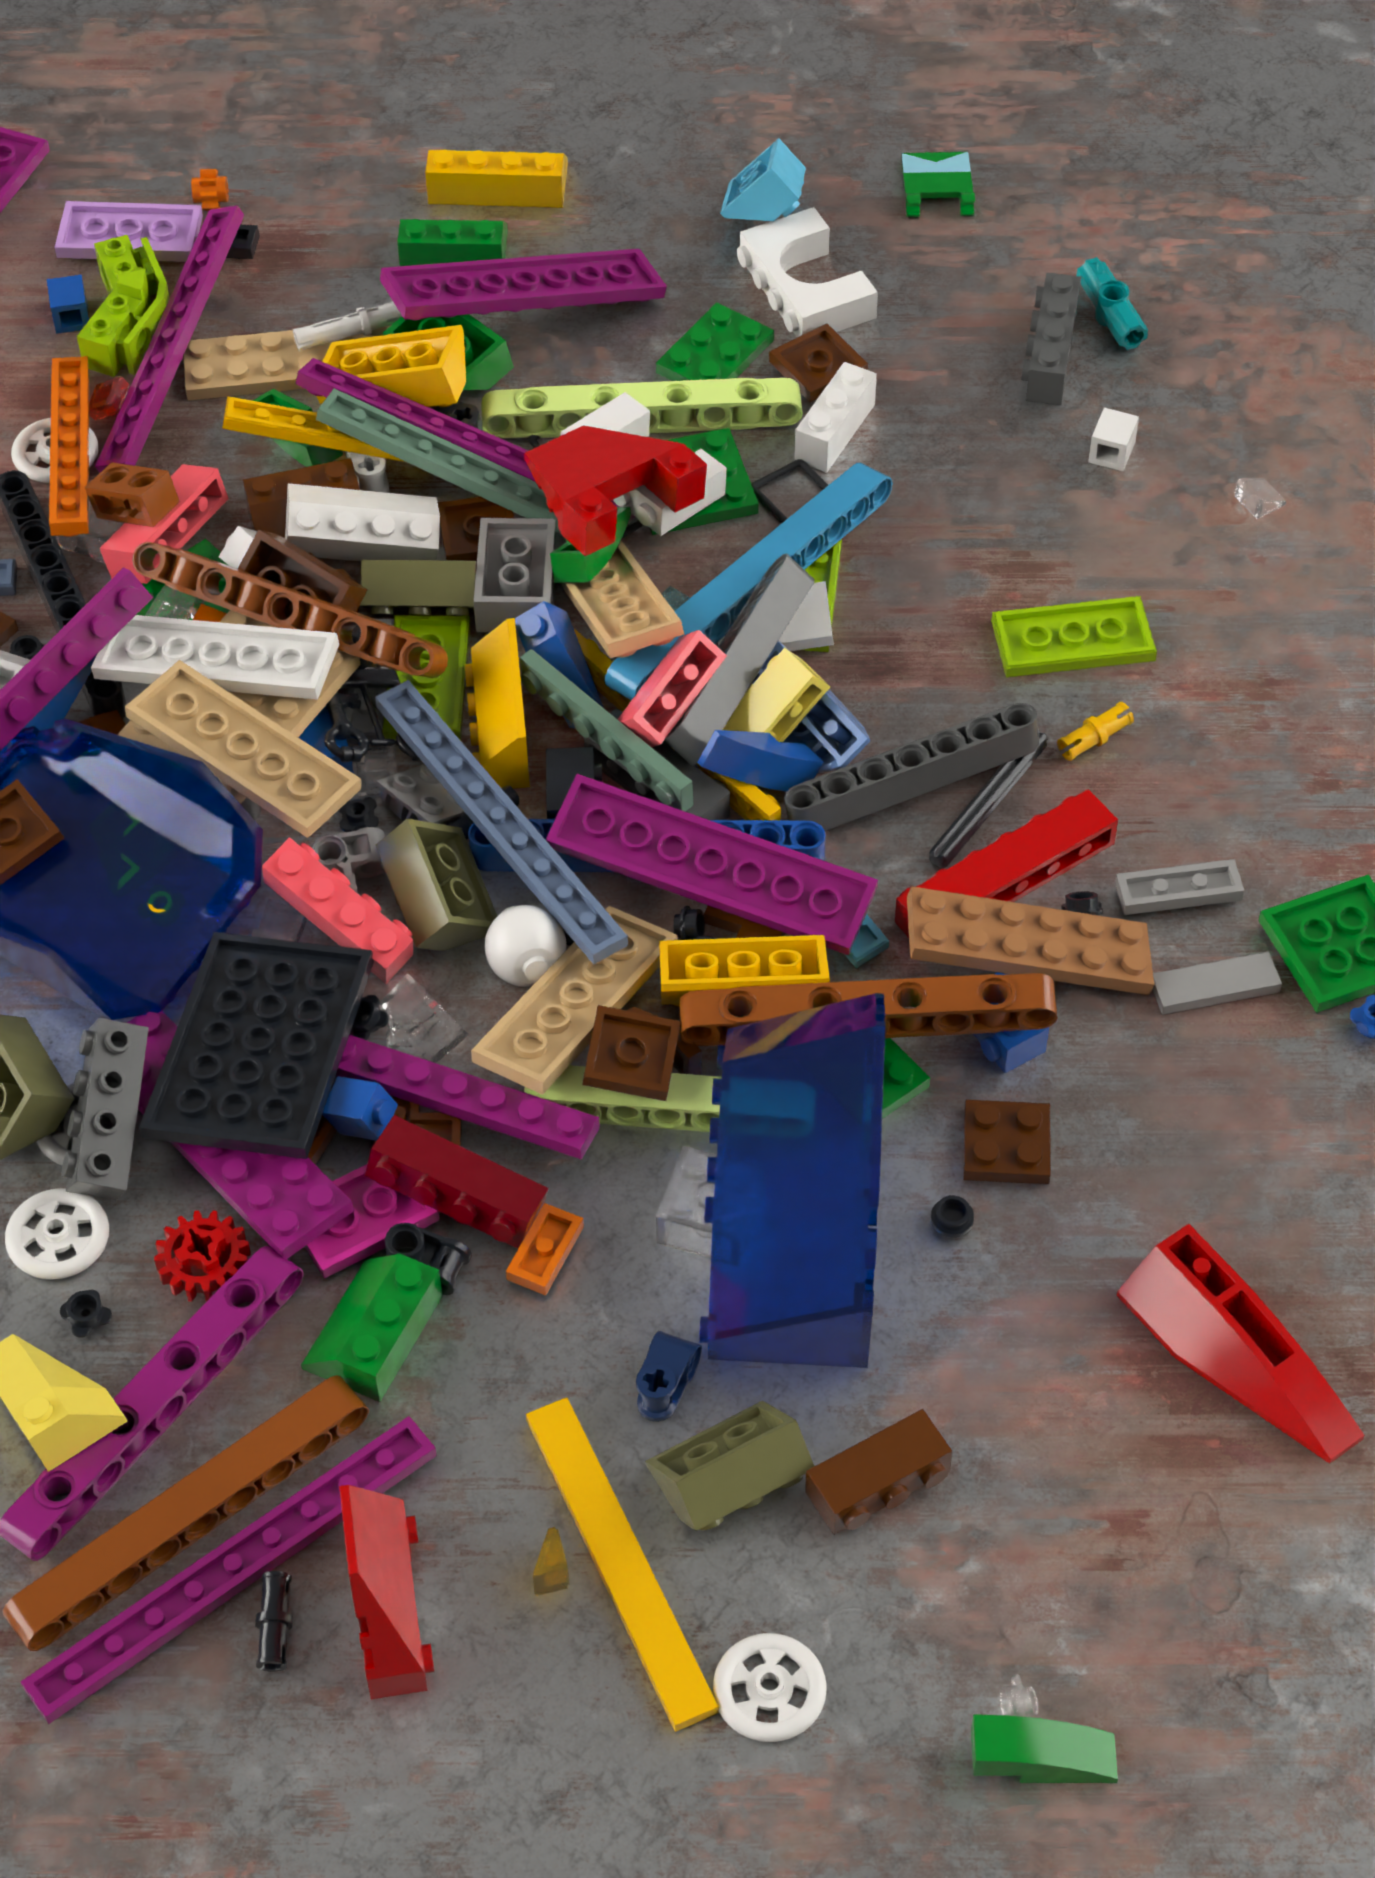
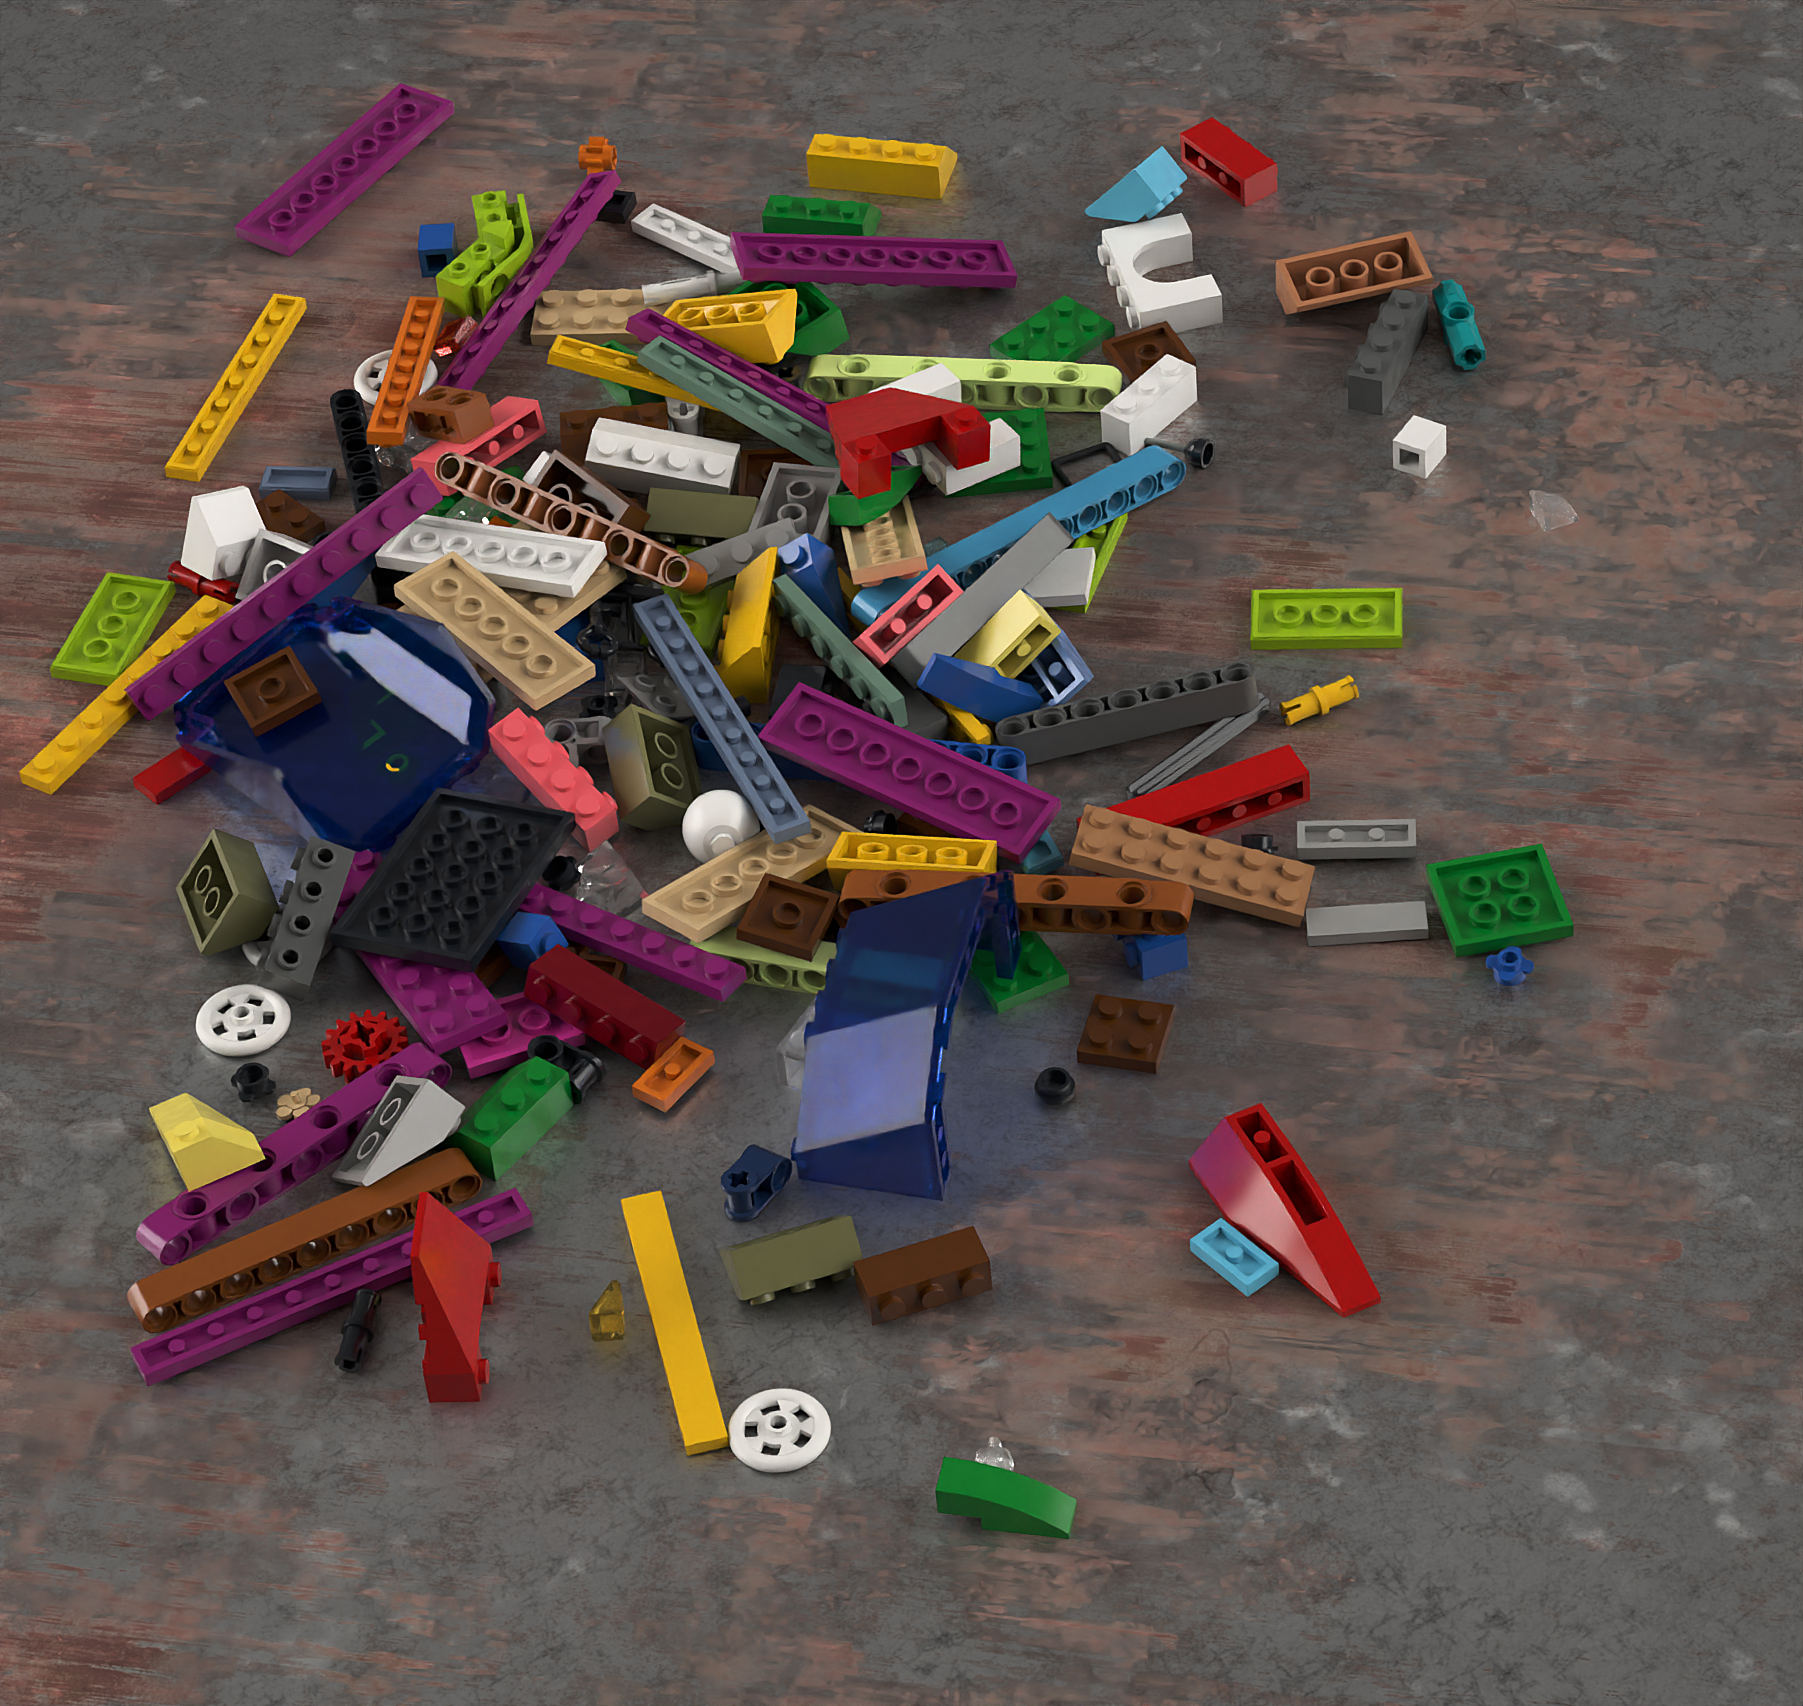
camera: 15 degrees right, 10 degrees down
(140, 1333) = (296, 1103): none -> tan plant
(168, 227) = (544, 188): lavender plate -> none
(266, 1369) = (403, 1126): none -> light grey slope
(325, 271) = (685, 237): none -> white plate
(471, 624) = (731, 556): none -> light grey plate
(839, 148) = (1228, 162): none -> red brick
(893, 463) = (1197, 451): none -> black hinge
(937, 177) = (1323, 197): green flag -> none
(997, 260) = (1350, 272): none -> nougat slope
(1199, 1405) = (1234, 1257): none -> medium azure plate

